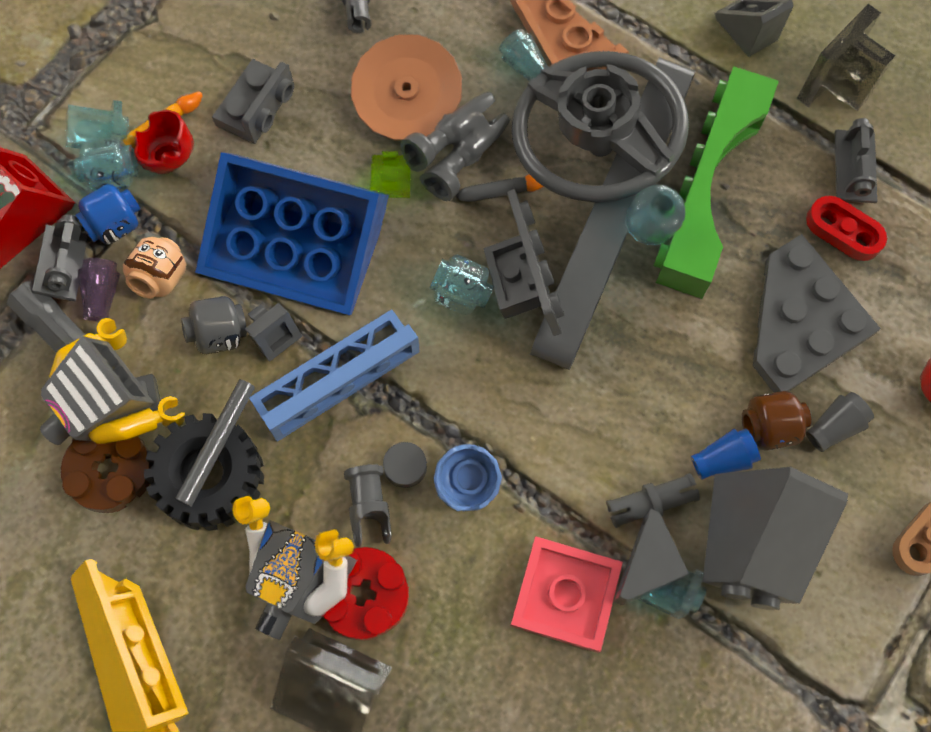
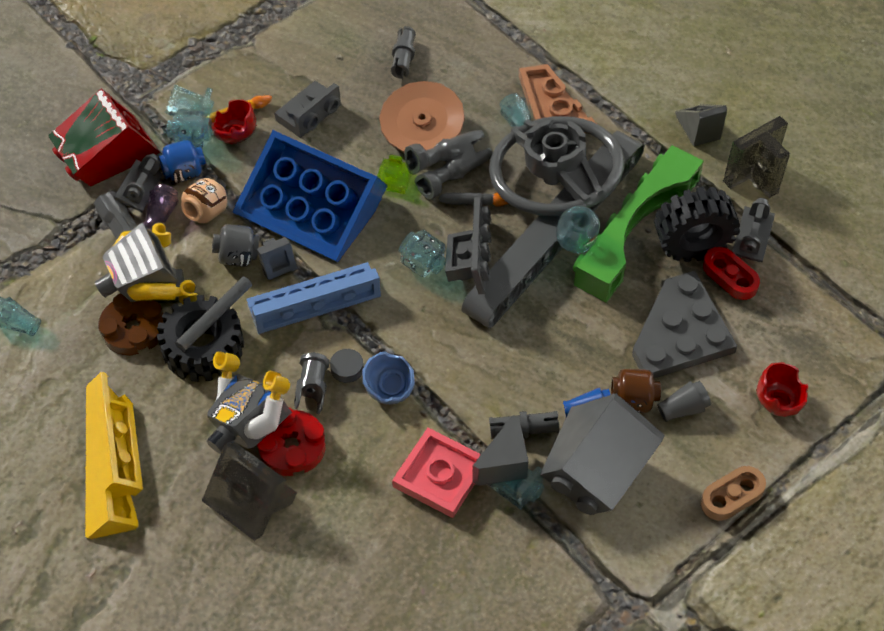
camera: 15 degrees right, 15 degrees down
(798, 174) = (696, 223): none -> black tyre

